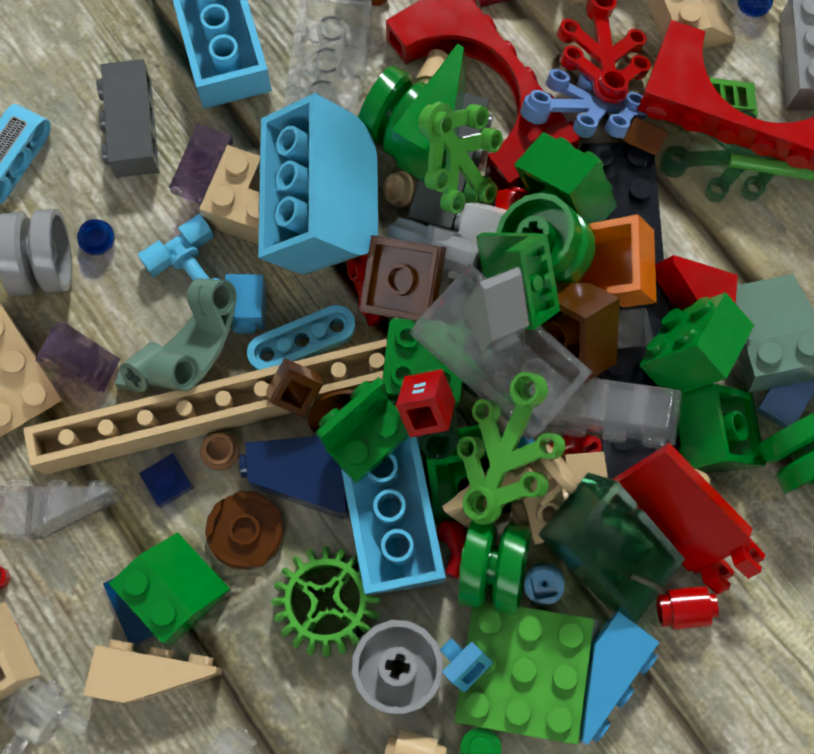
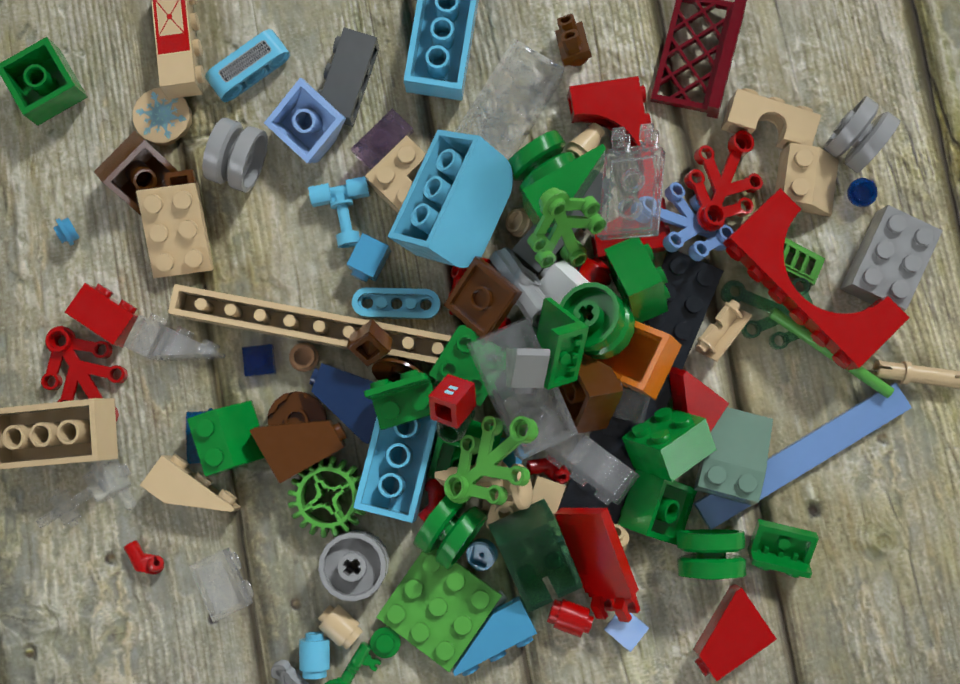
camera: 25 degrees right, 10 degrees up
(77, 357) = (233, 246): clear purple brick -> none
(95, 237) = (285, 159): clear blue plate -> none
(103, 179) = (306, 122): none -> light blue slope
(192, 350) = (314, 278): sand green panel -> none
(261, 552) = (298, 445): none -> reddish brown slope
(466, 664) = (398, 585): dark azure tile -> none
(511, 85) = (632, 185): none -> clear tile
(645, 136) = (717, 266): reddish brown slope -> none
(688, 204) = (721, 334): none -> tan hinge
(759, 593) = (627, 633): none -> light blue slope

